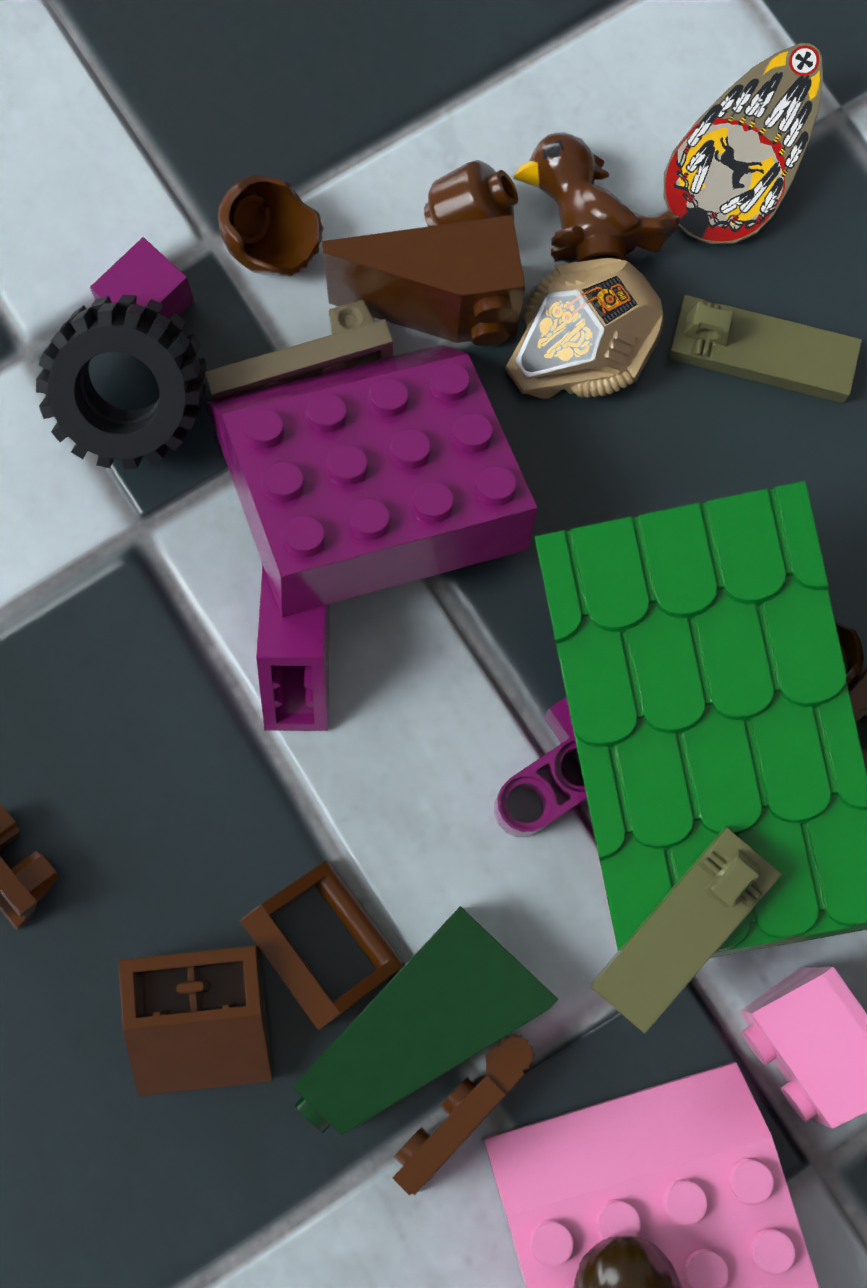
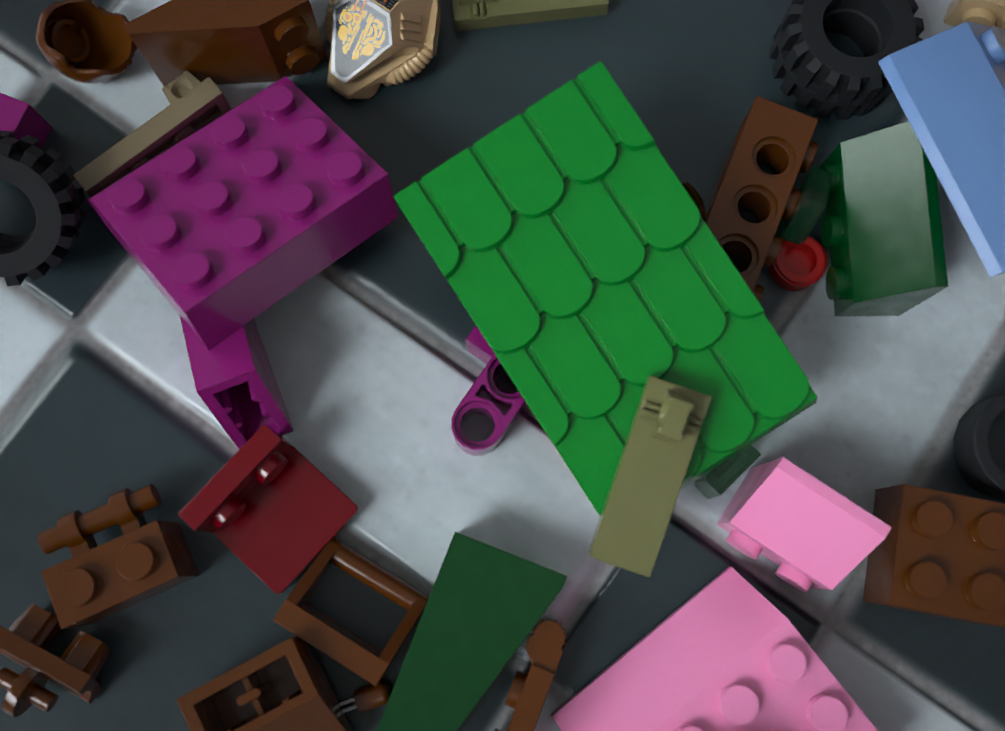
camera: 20 degrees left, 0 degrees up
(100, 807) = (119, 572): none -> reddish brown brick
(278, 806) = (271, 509): none -> dark red bracket
(303, 1041) = (369, 697): none -> reddish brown piece
(767, 961) = (724, 475): none -> clear green tile

